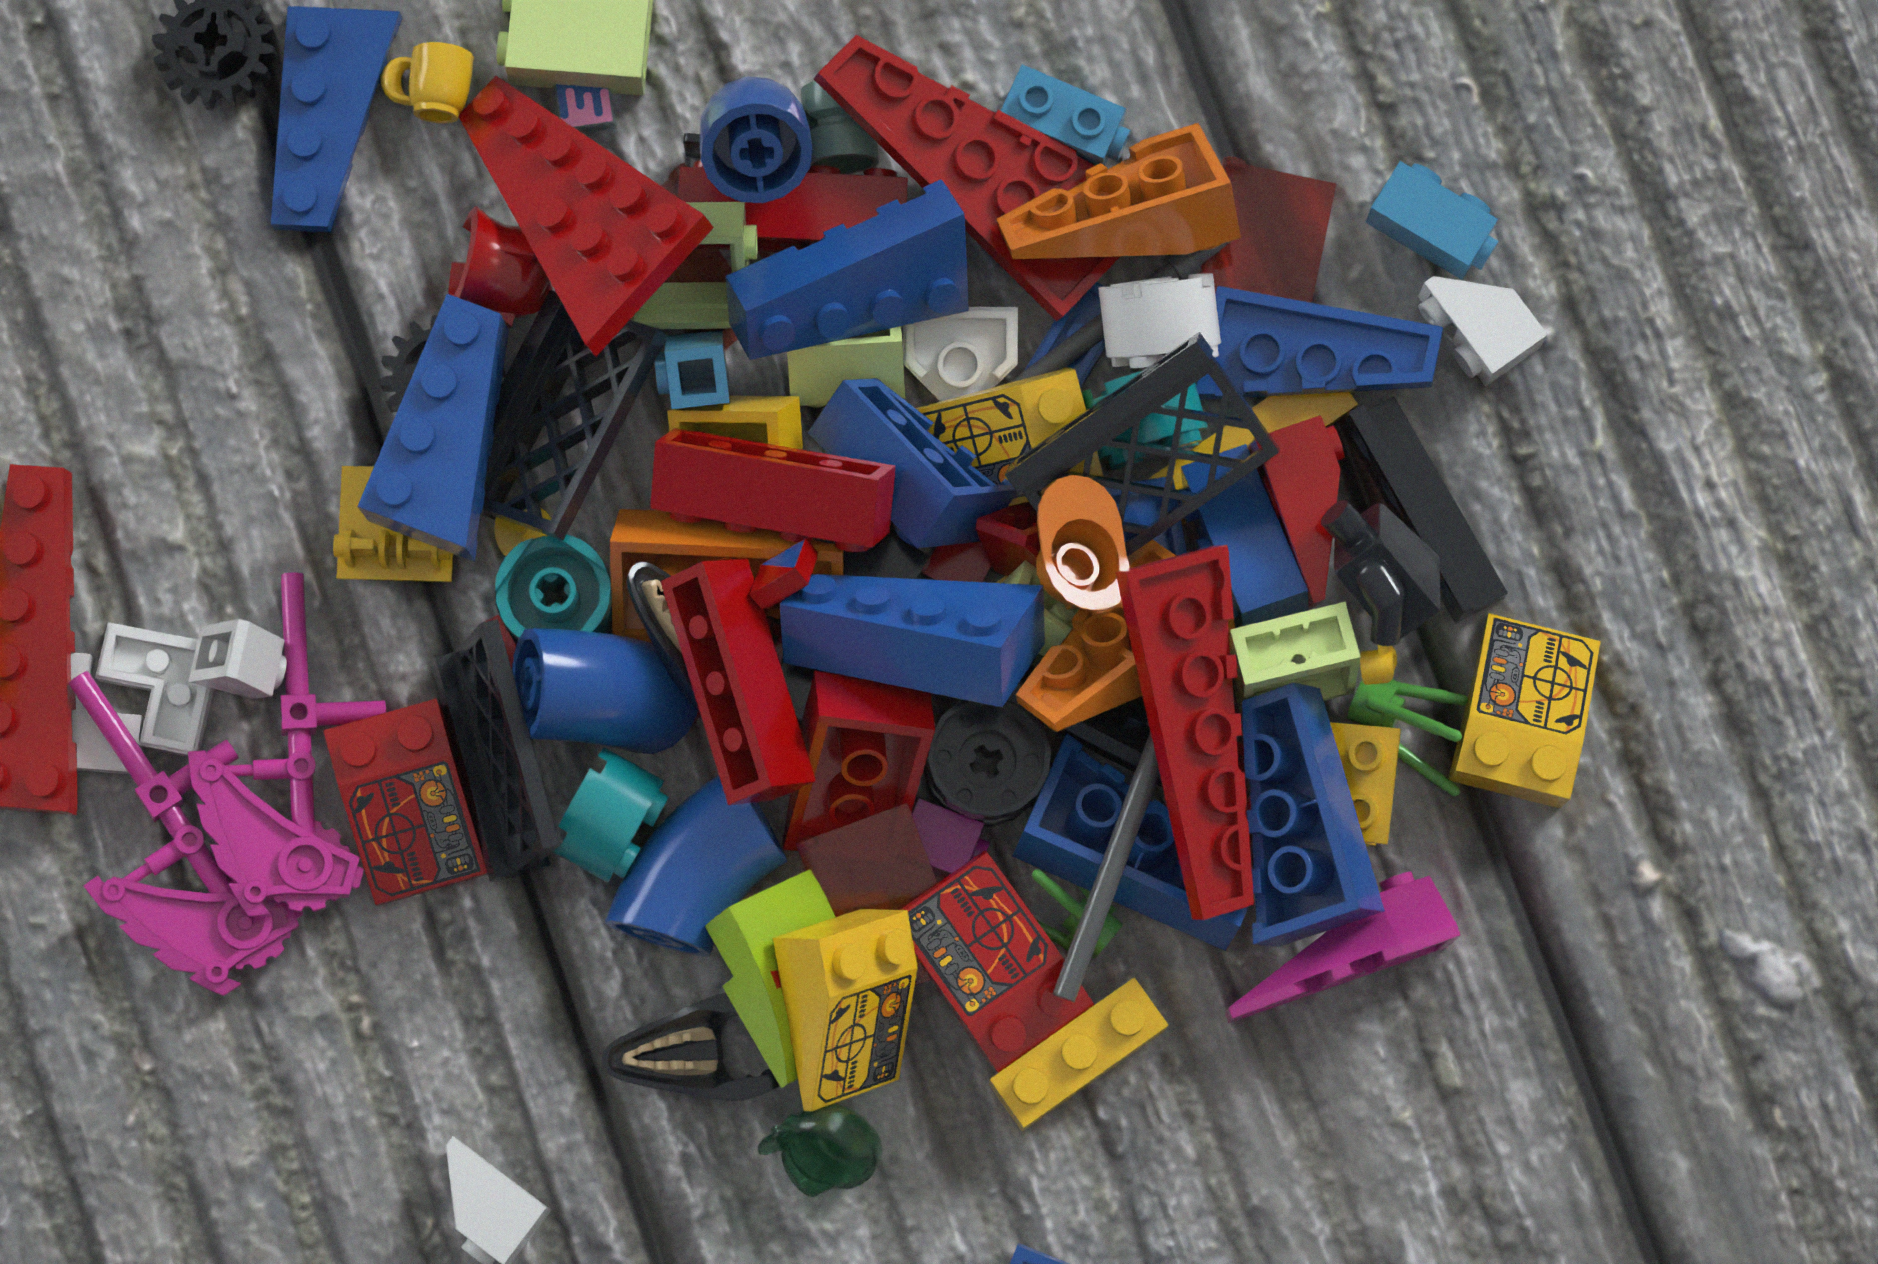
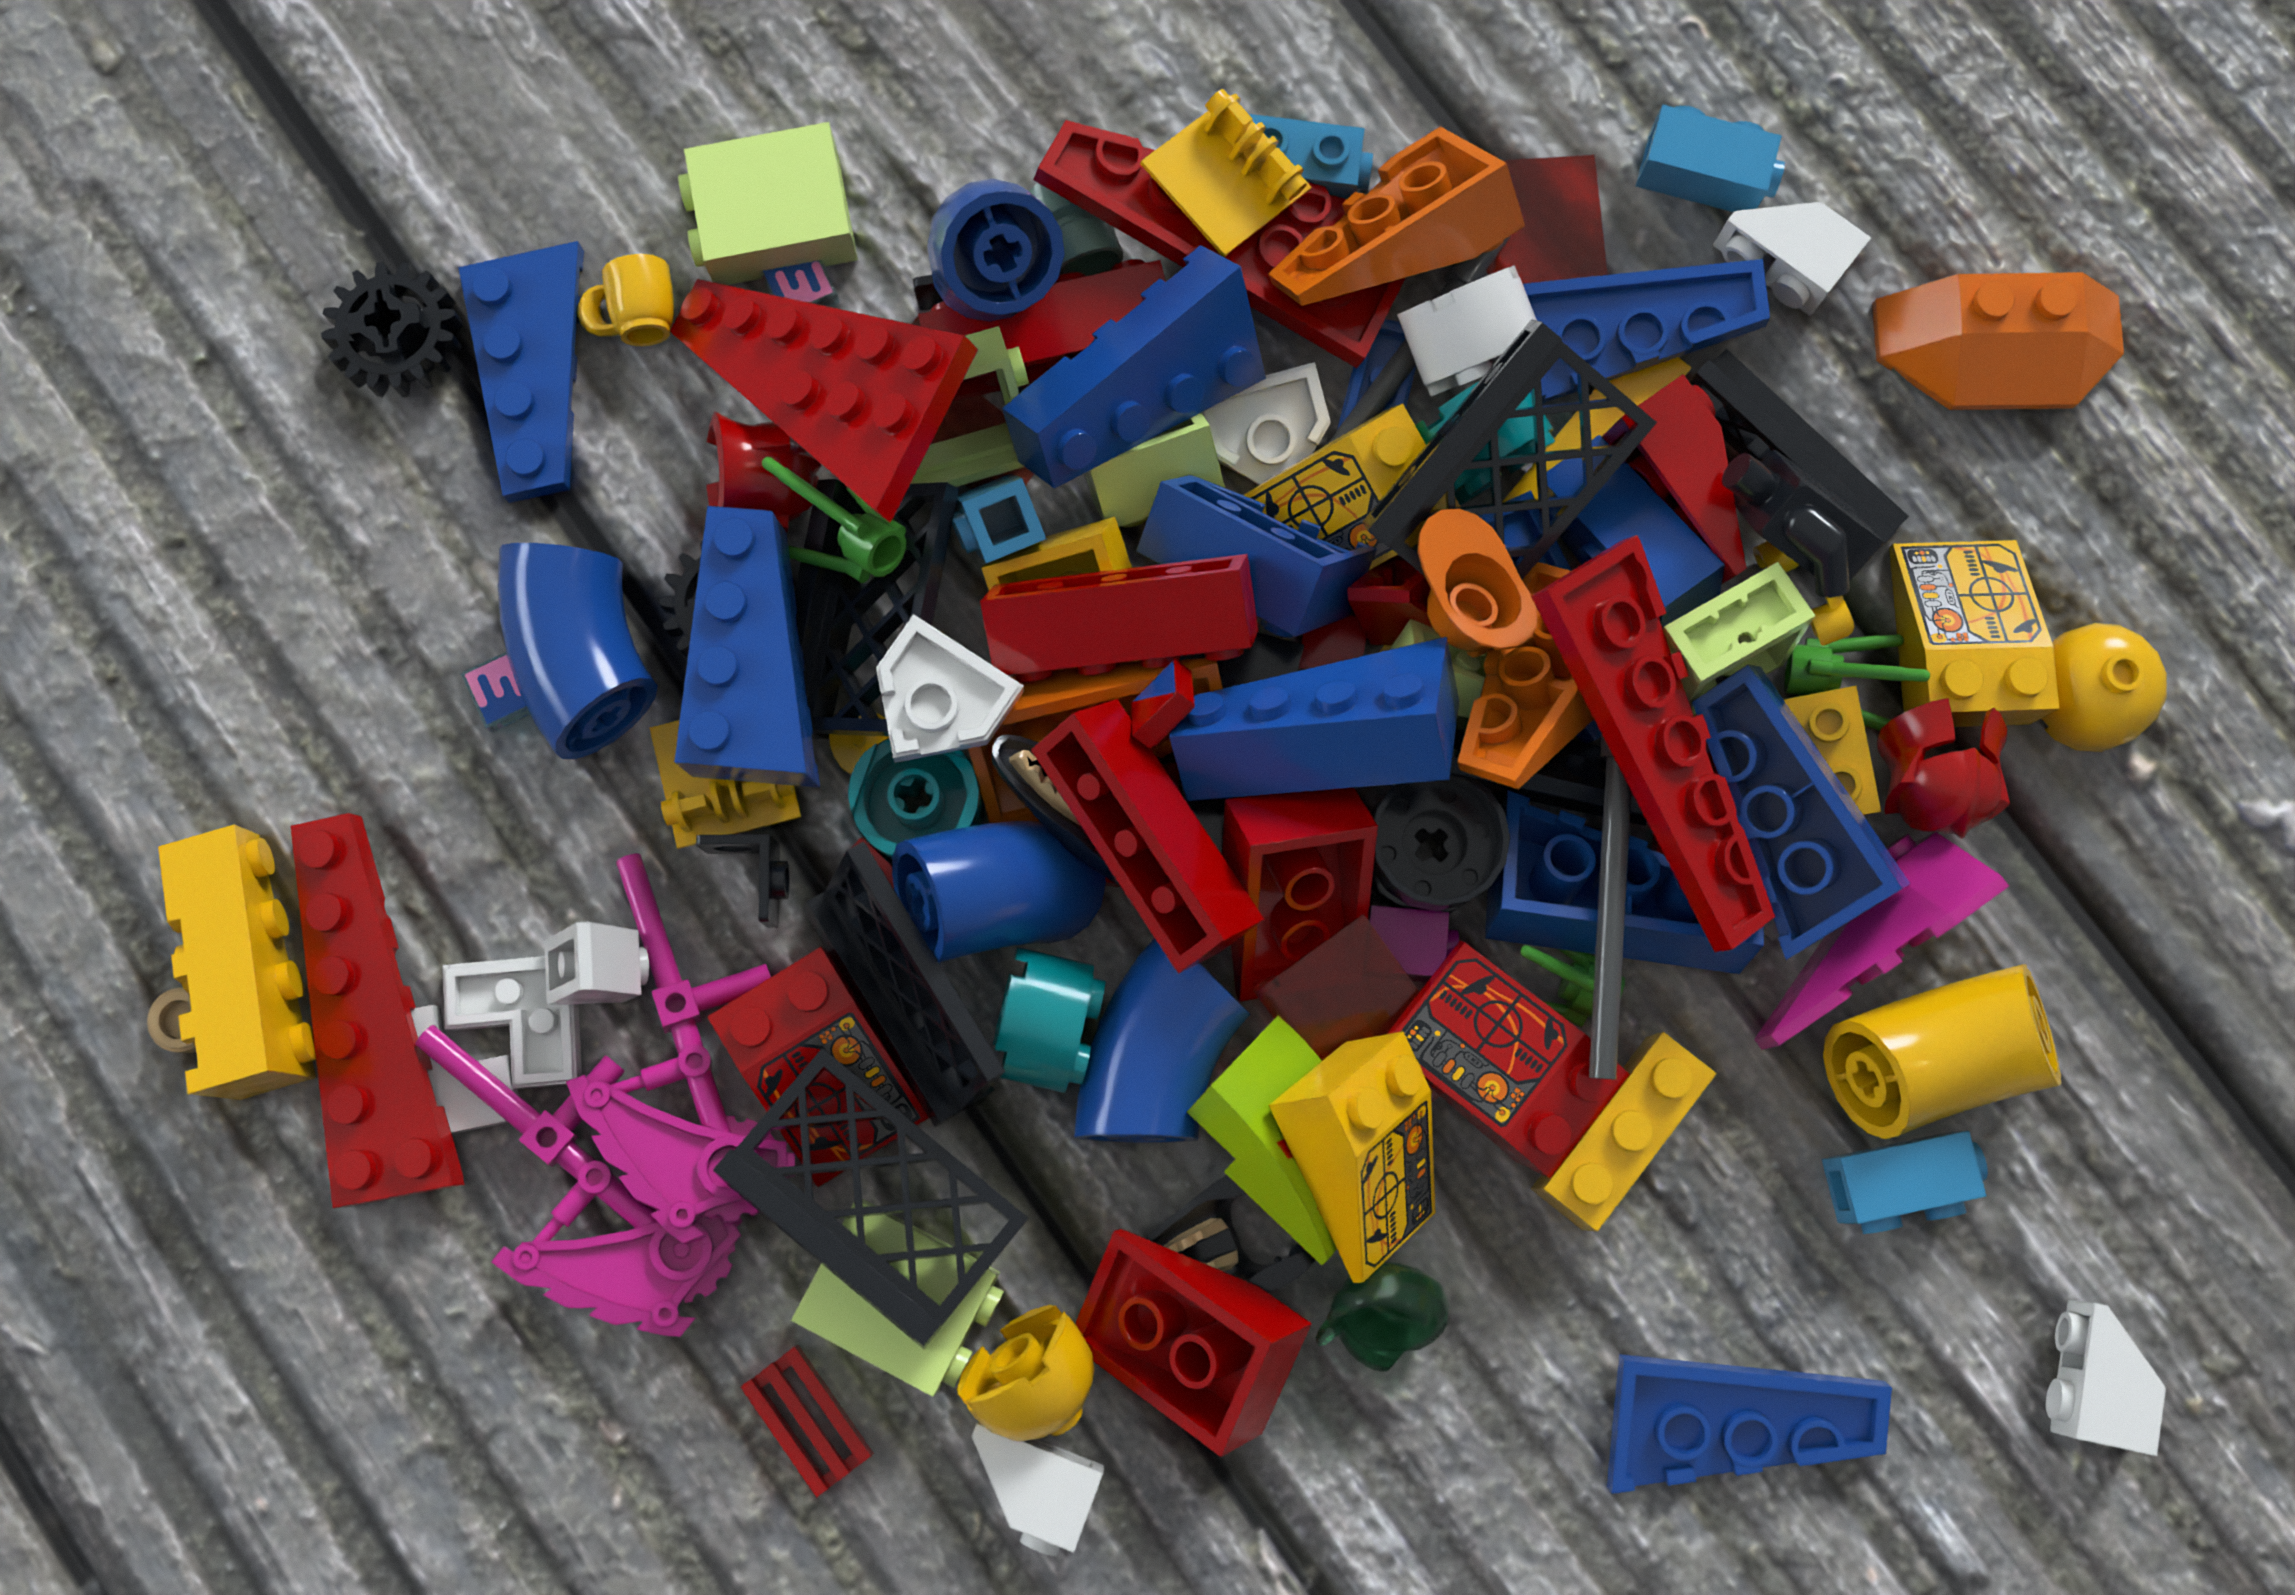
camera: 15 degrees left, 0 degrees up
(225, 396) = (495, 693): none -> tile
(293, 1051) = (784, 1434): none -> red tile
(295, 376) = (571, 645): none -> blue brick
(375, 950) = (833, 1243): none -> black fence
(413, 624) = (773, 873): none -> black bracket
(418, 1016) = (853, 1324): none -> yellowish green brick
(510, 1115) = (1032, 1379): none -> yellow cylinder
(572, 361) = (866, 539): none -> bright green plant
(598, 512) = (940, 694): none -> white plate
(652, 1120) = (1190, 1339): none -> red slope
(984, 120) = (1226, 173): none -> yellow hinge
(1311, 1164) = (1904, 1178): none -> dark azure brick
(1378, 1064) = (1942, 1052): none -> yellow brick
(1452, 841) = (1950, 789): none -> red helmet
(1626, 792) = (2106, 686): none -> yellow cylinder
(1647, 459) = (2001, 338): none -> orange wedge

